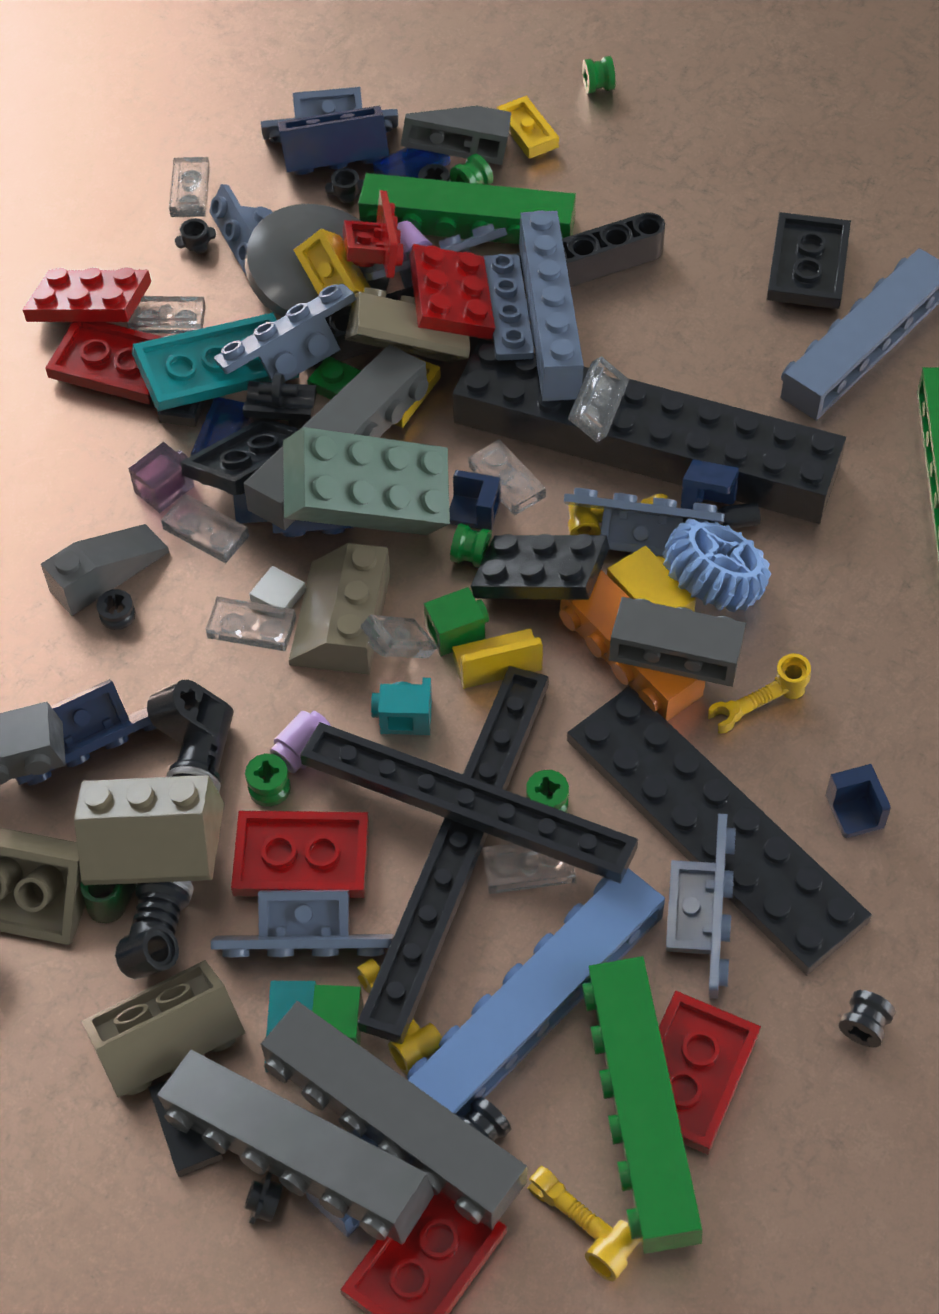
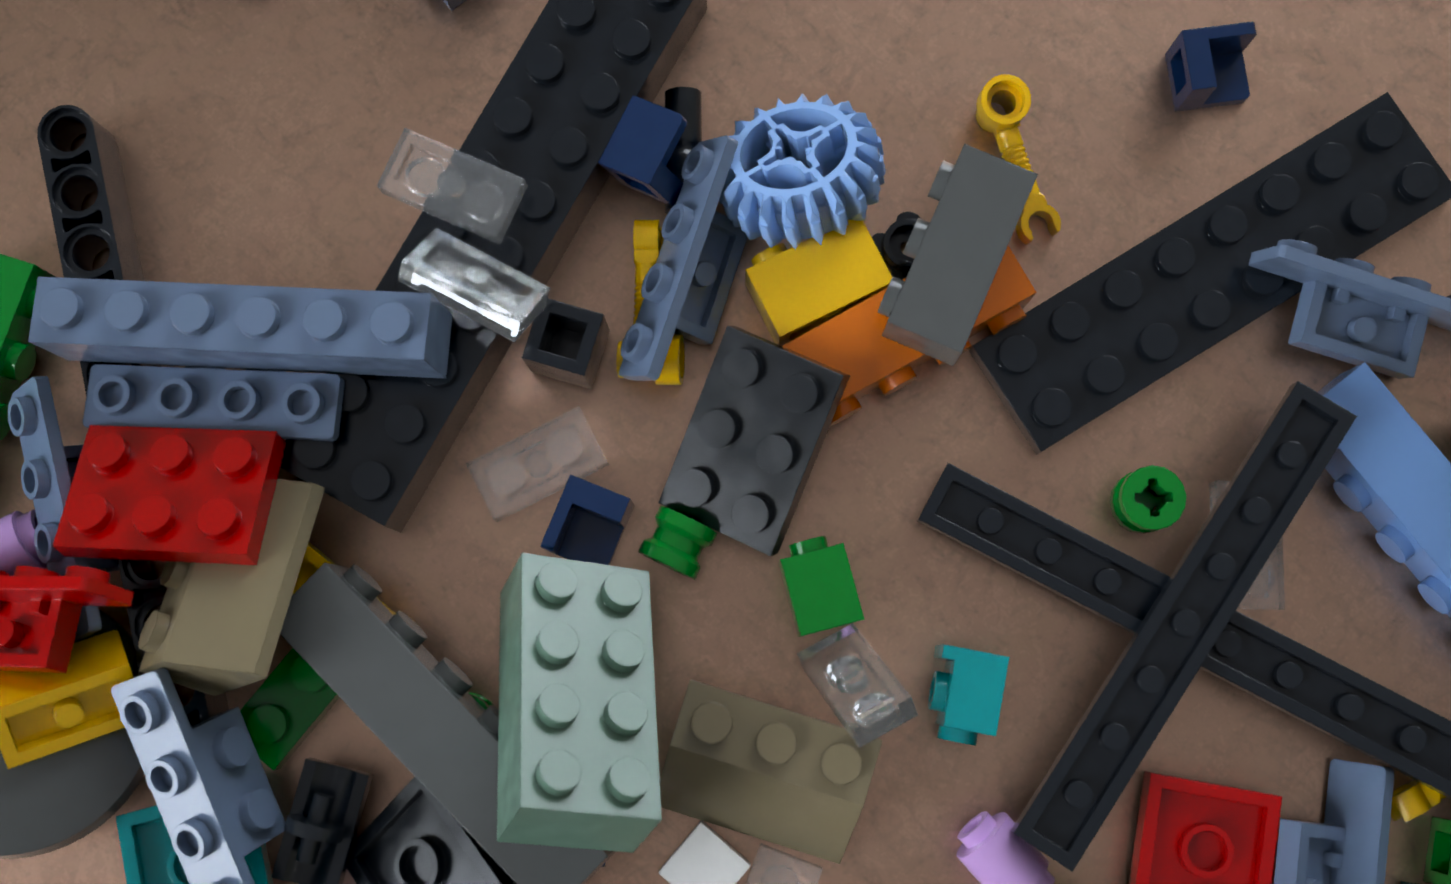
camera: 80 degrees left, 25 degrees up
(490, 658) = (888, 533): yellow panel -> none
(579, 465) = (566, 343): none -> black brick
(655, 382) = (452, 185): none -> clear plate

